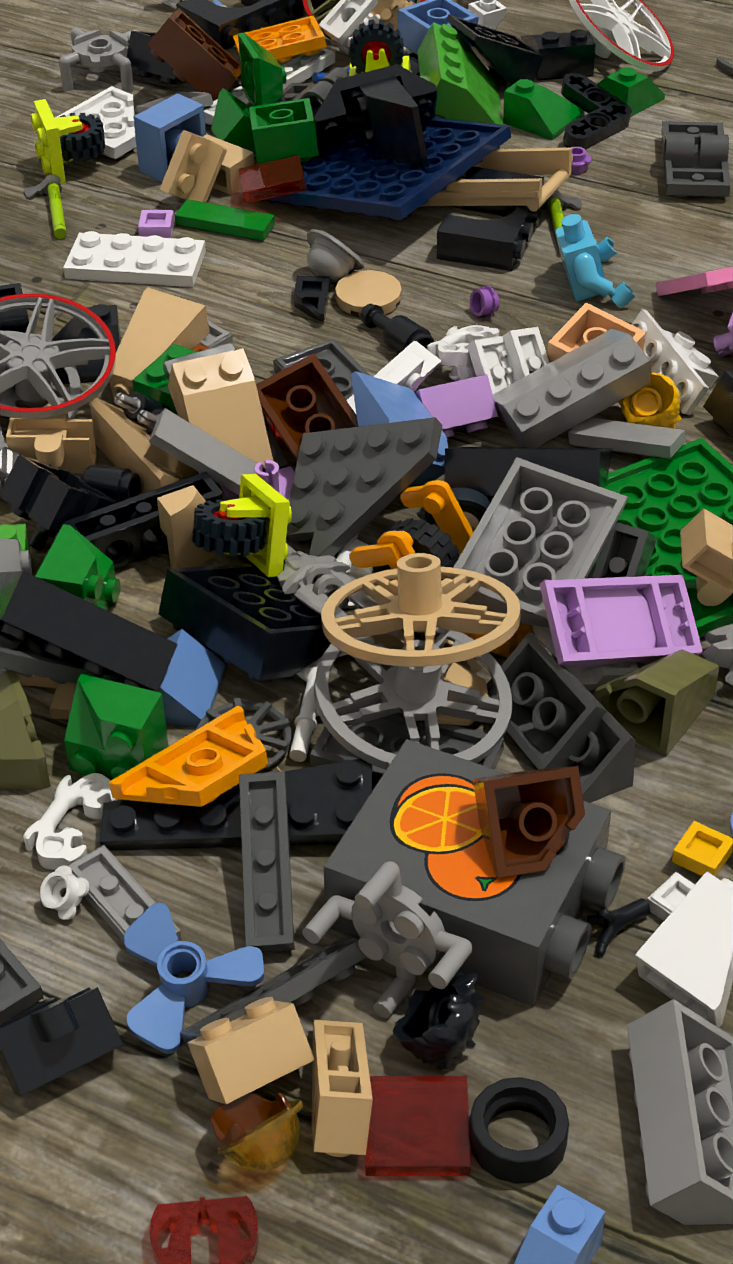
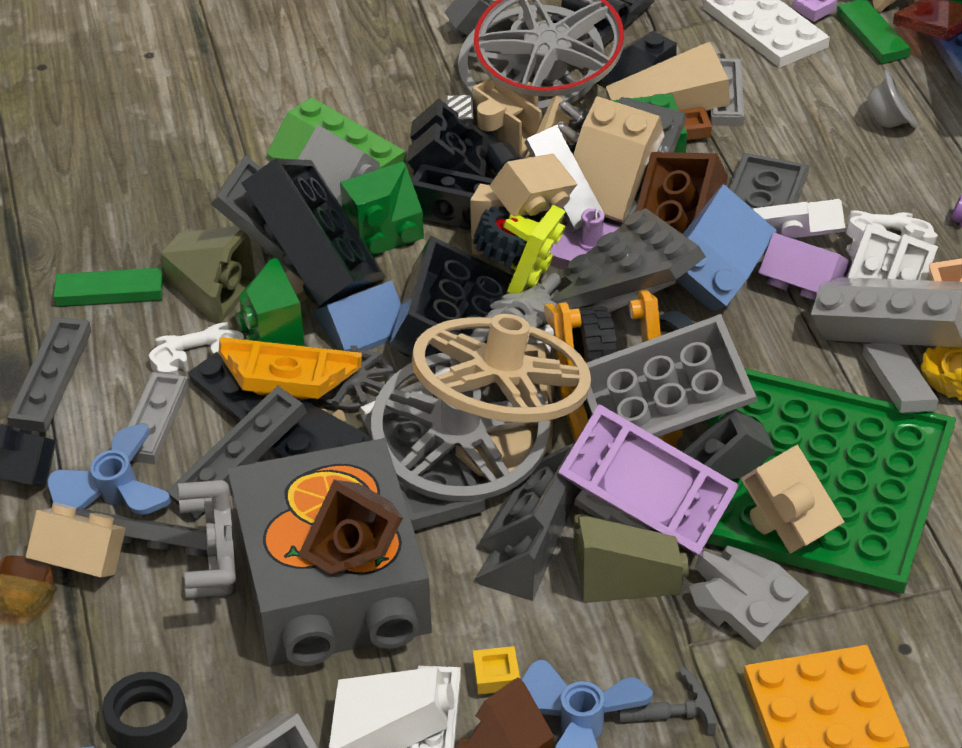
camera: 50 degrees right, 0 degrees up
(53, 892) = (129, 383): white plate -> none
(212, 468) = (533, 185): none -> tan brick
(312, 295) = (847, 126): black slope -> none
(340, 1089) = (92, 603): tan slope -> none
(366, 288) = (891, 149): tan tile -> none
(398, 330) = (861, 189): black piece -> none
(418, 1127) = (103, 658): clear red tile -> none
(441, 1021) = (192, 621): black hair -> none
(486, 467) = (779, 345): black slope -> none
(616, 920) = (381, 662): black bar -> none

